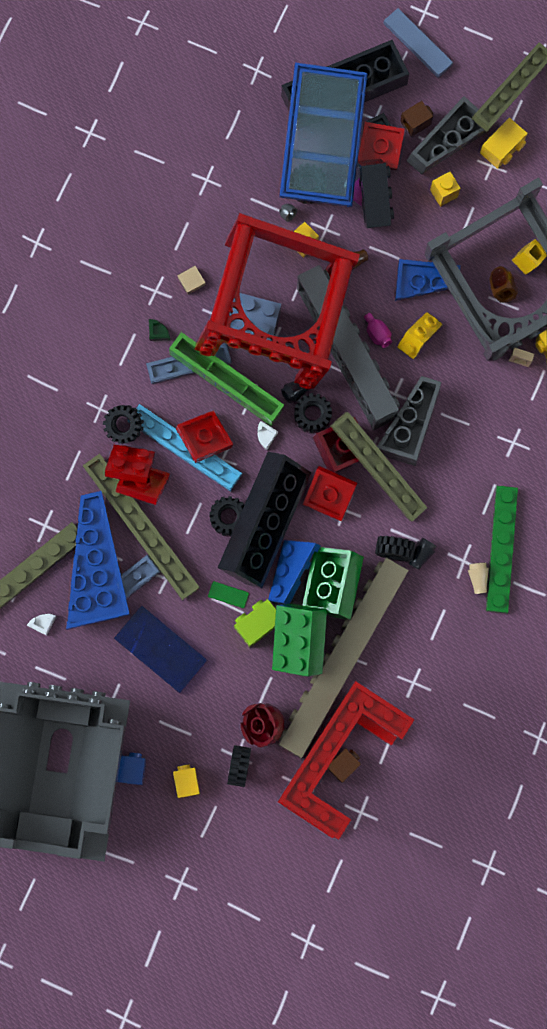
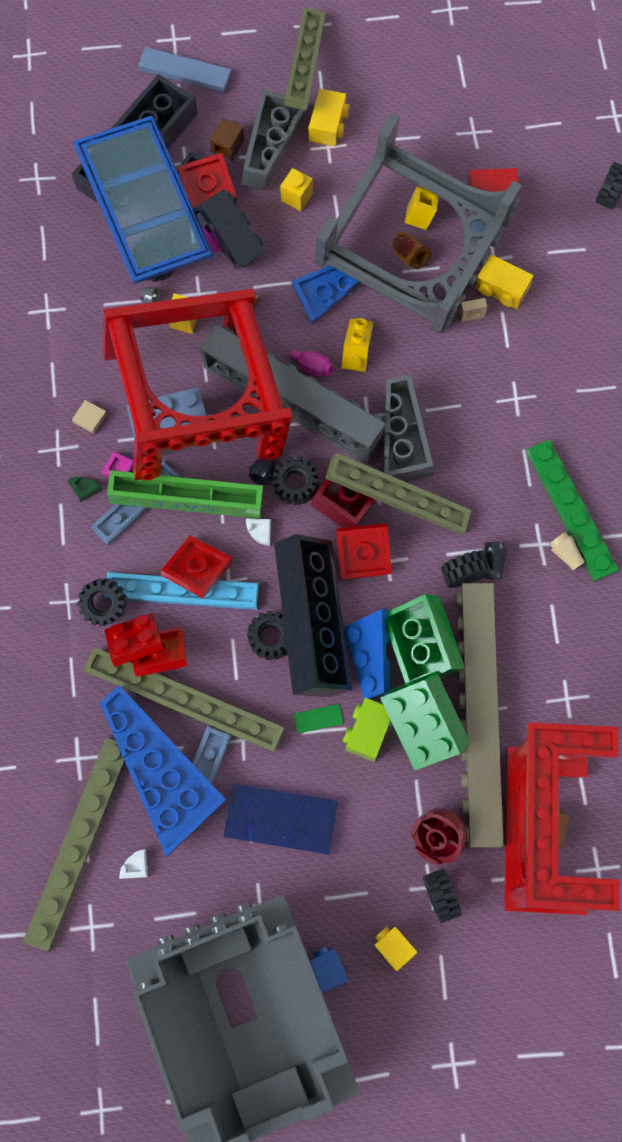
camera: 25 degrees left, 5 degrees down
(191, 329) = (118, 463): none -> dark pink tile

